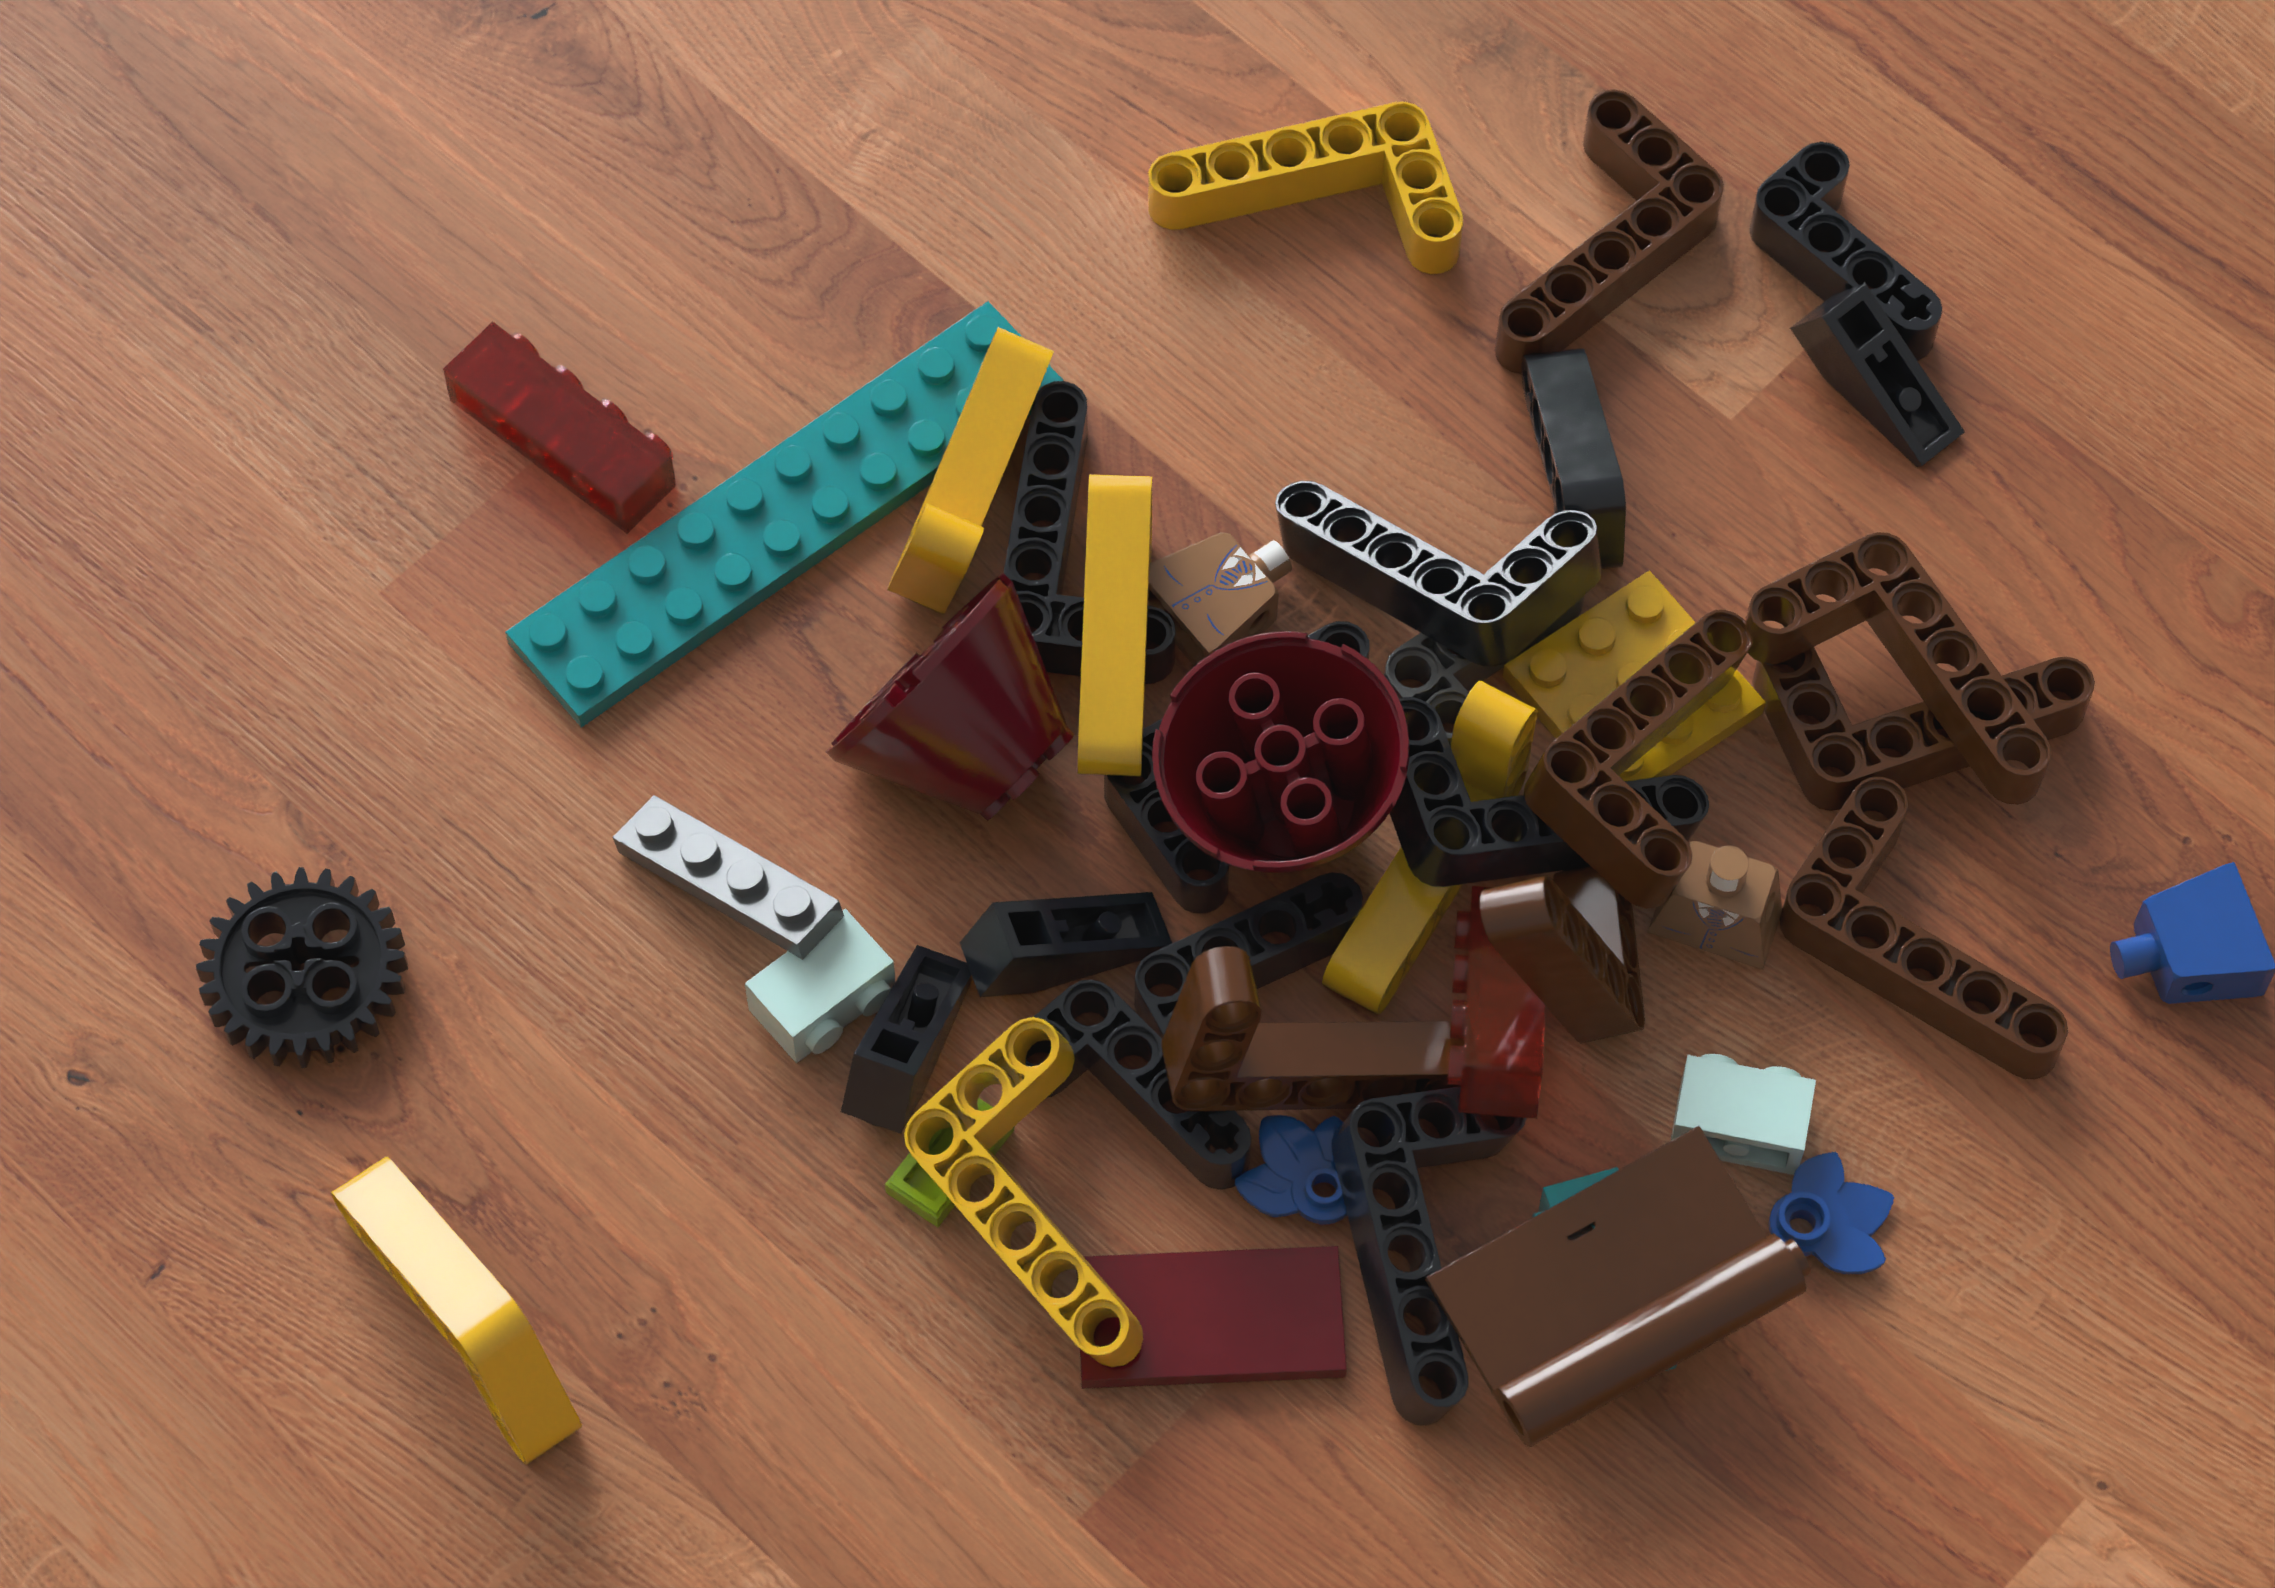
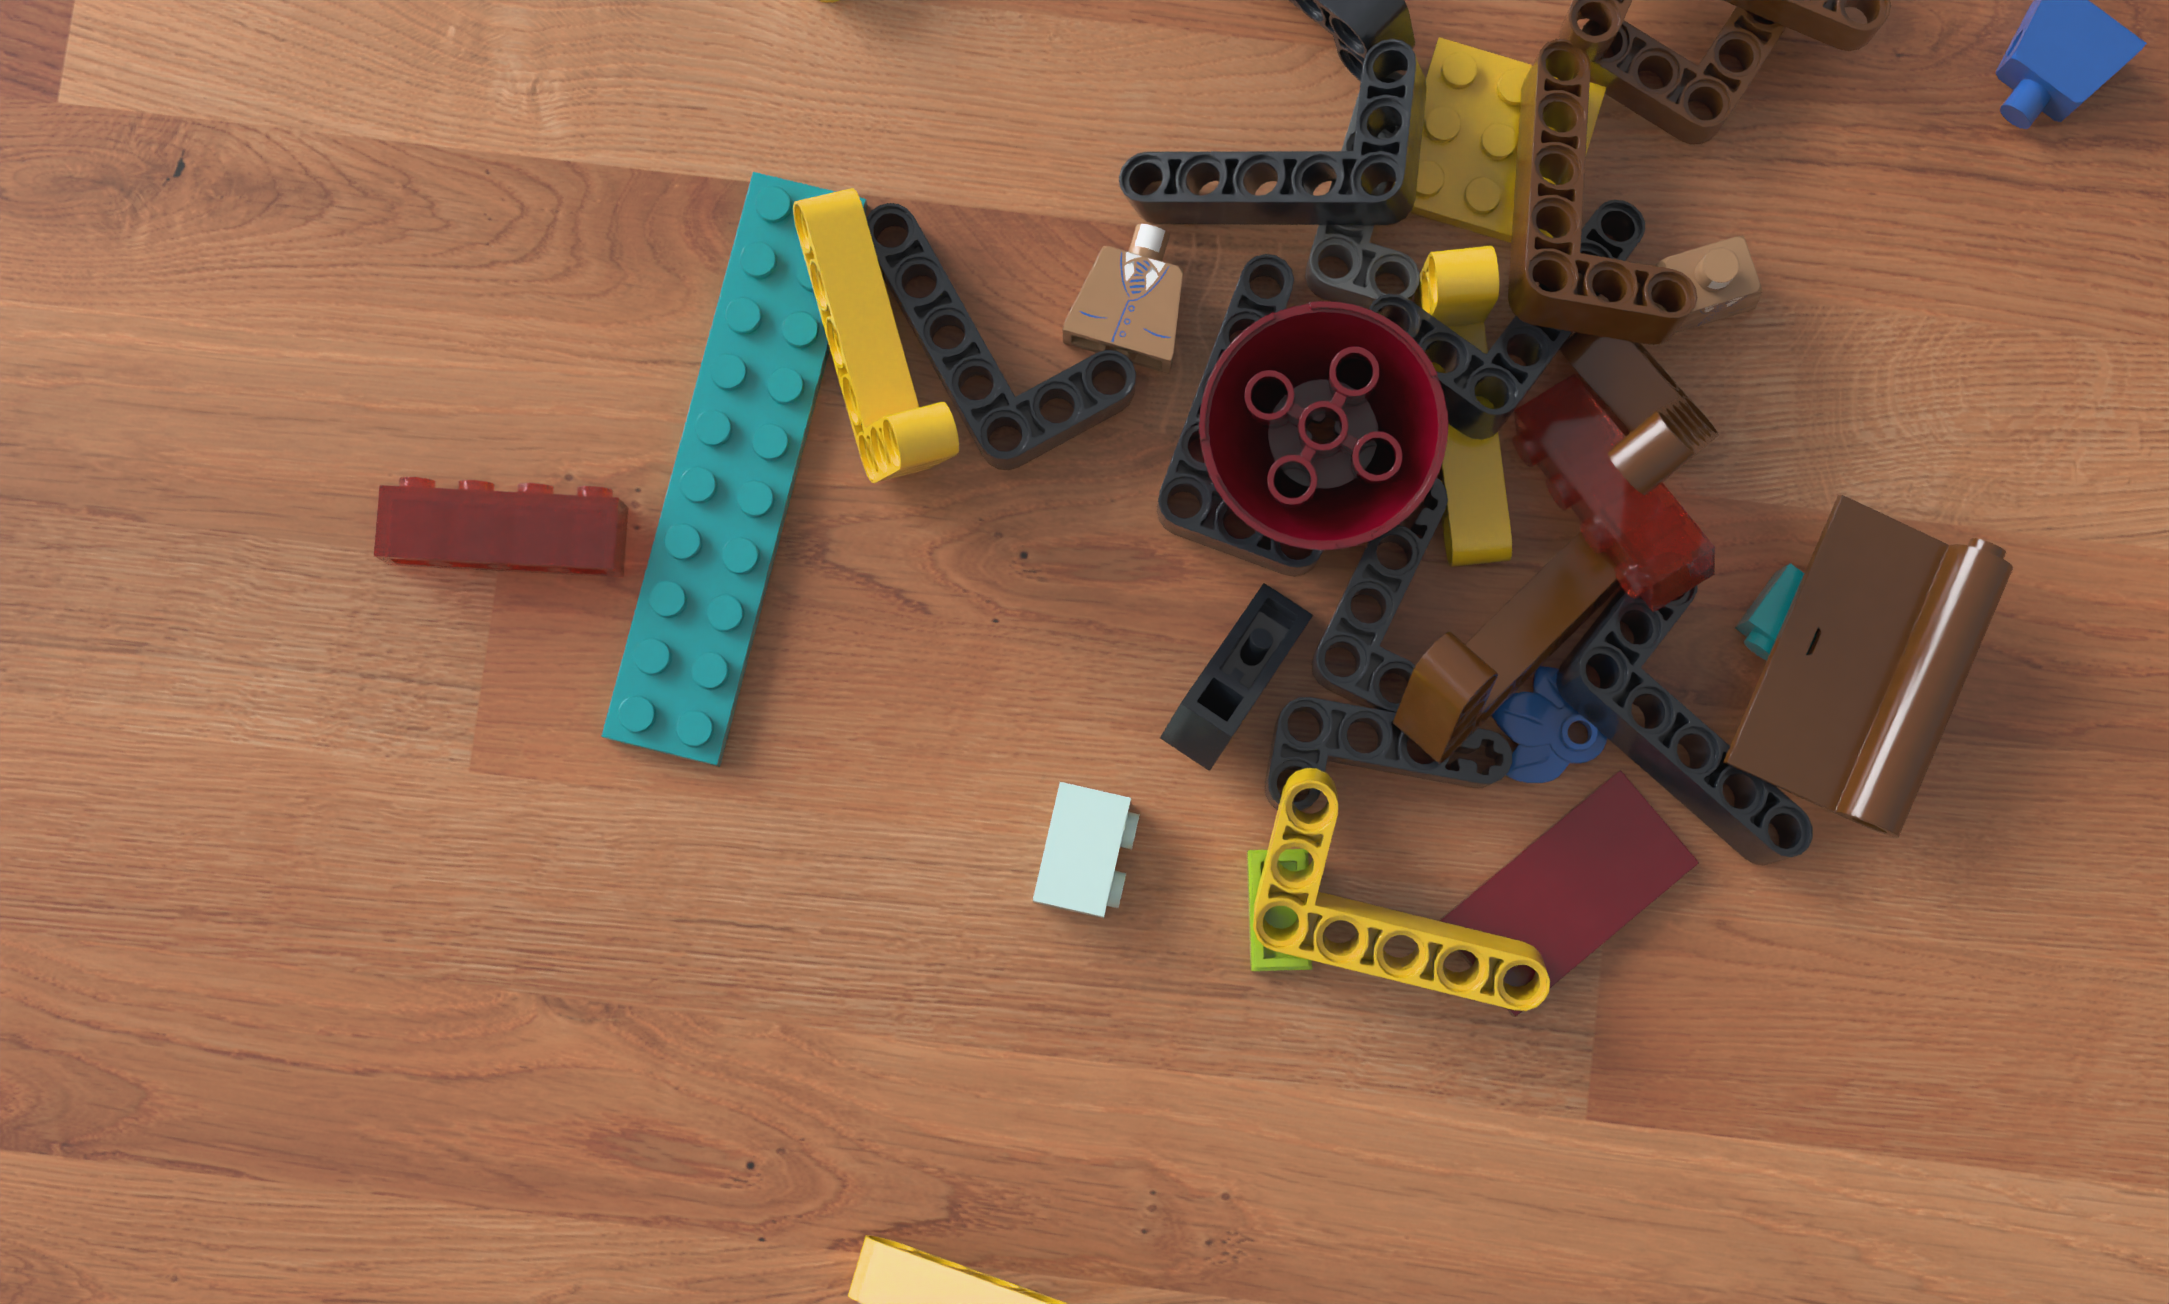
camera: 35 degrees left, 20 degrees up
(304, 916) = (708, 1173): black gear -> none
(728, 877) = (946, 818): plate -> none
(906, 1040) = (1180, 843): black slope -> none
(965, 713) = (1018, 554): dark red cone -> none
(1115, 625) = (1095, 396): yellow beam -> none
(1746, 1111) = (1837, 444): light aqua brick -> none
(1840, 1216) = (1954, 471): blue plate -> none
(1908, 946) = (1851, 221): reddish brown beam -> none

